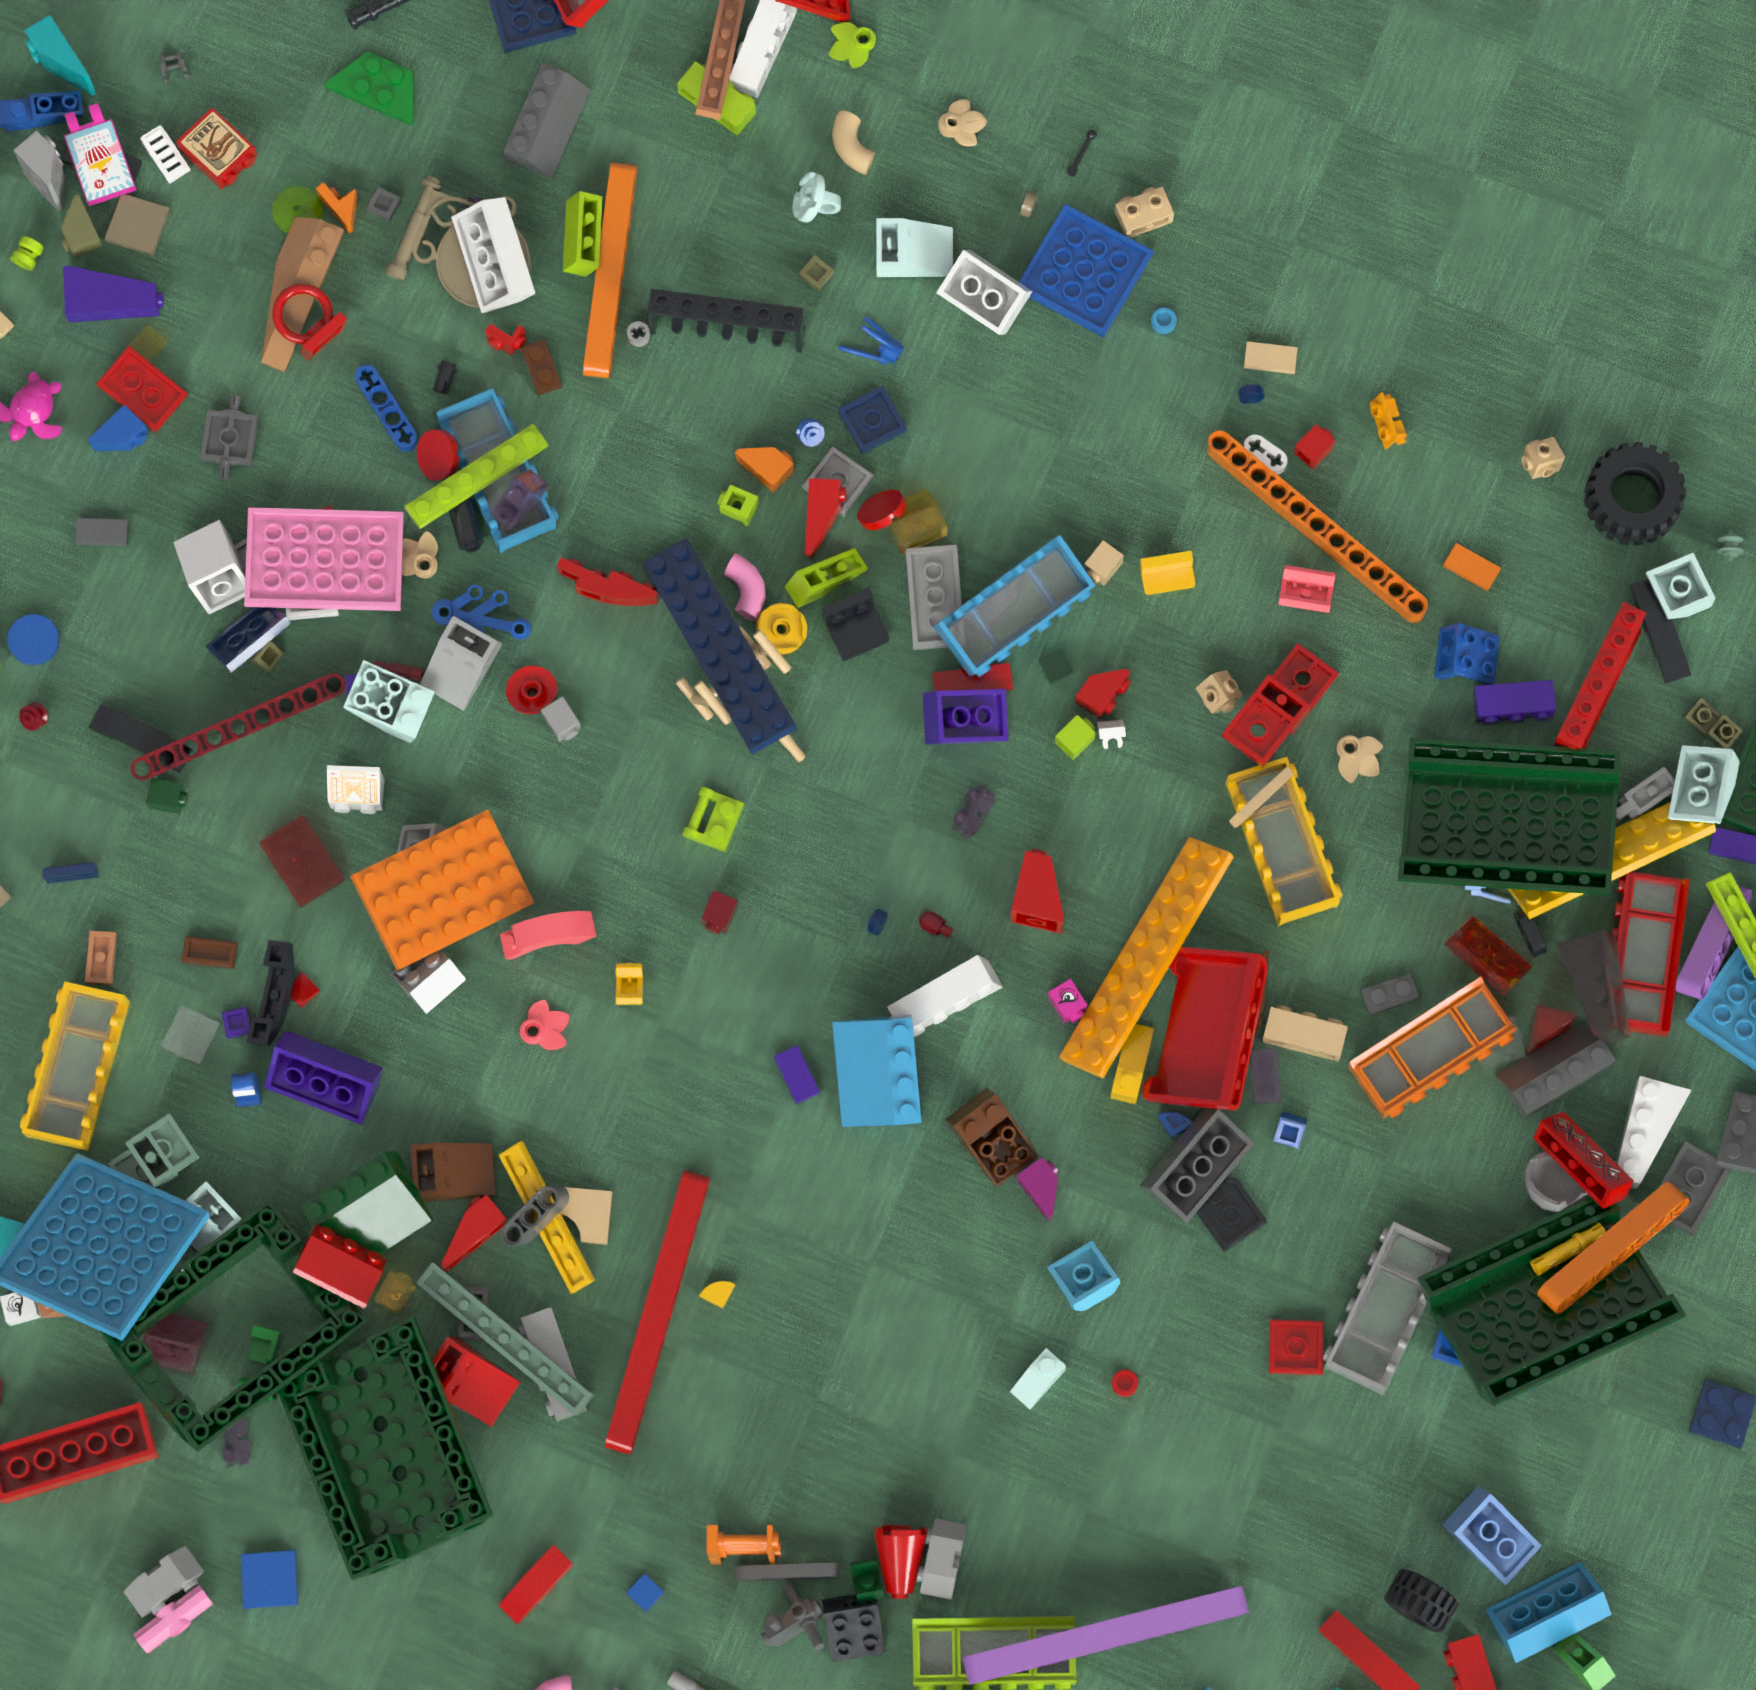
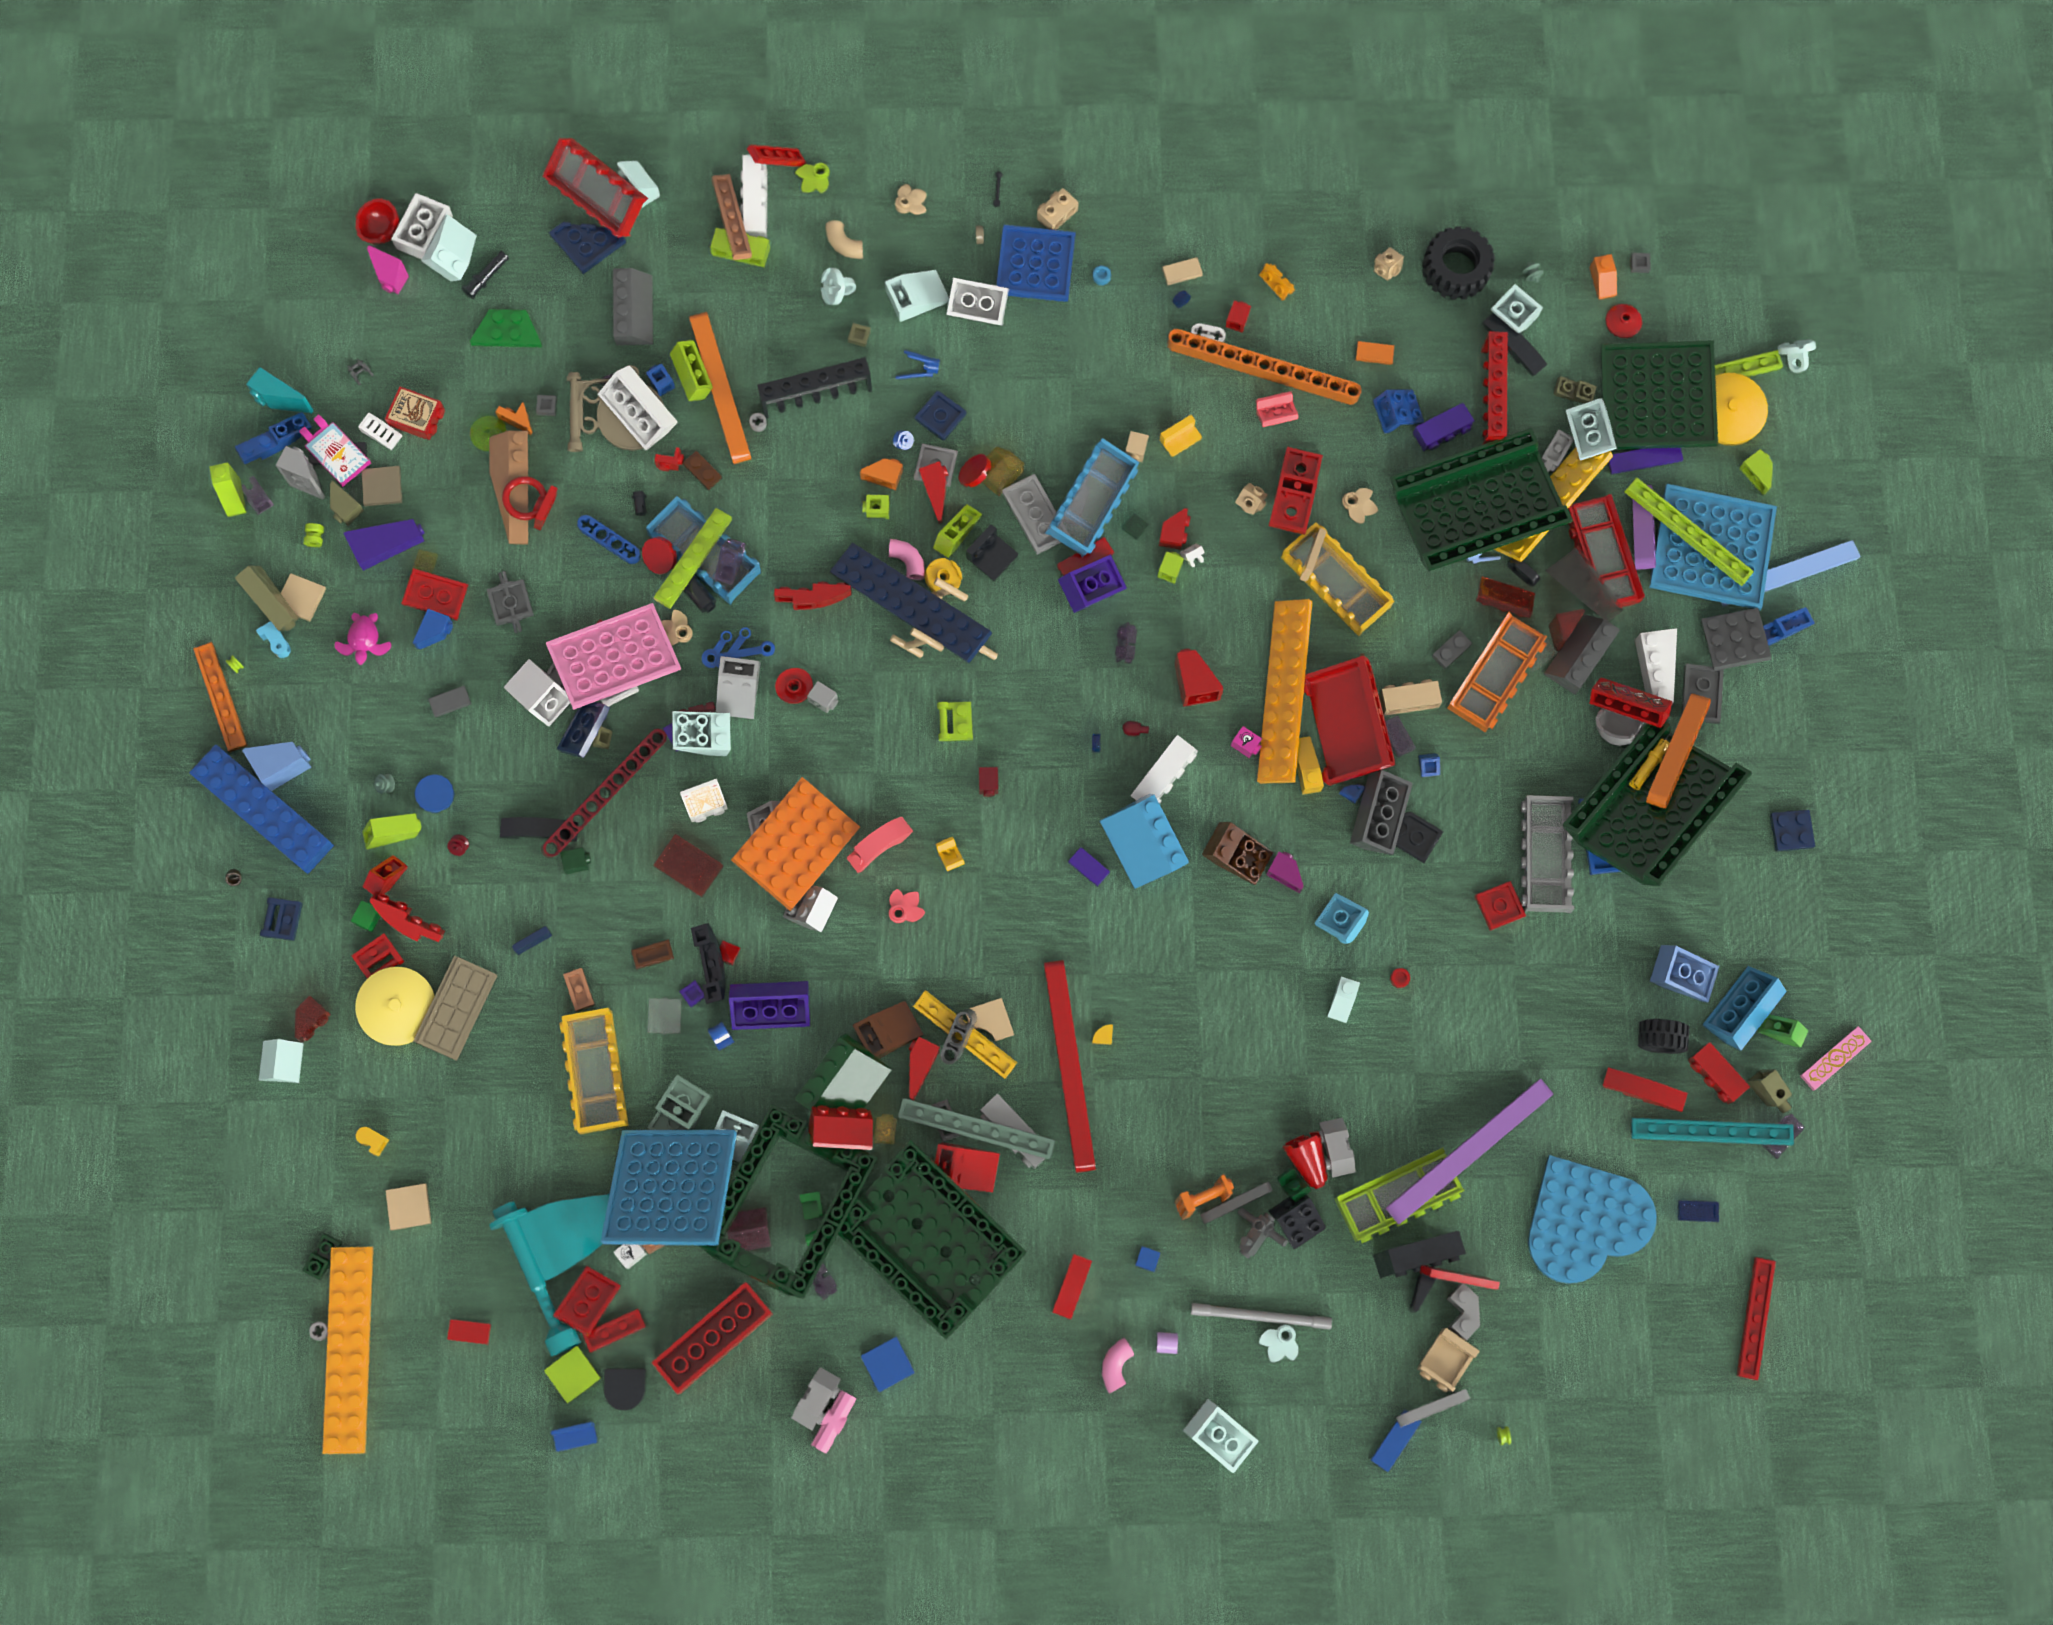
camera: 30 degrees left, 0 degrees up
(543, 238) = (665, 384): none -> blue brick

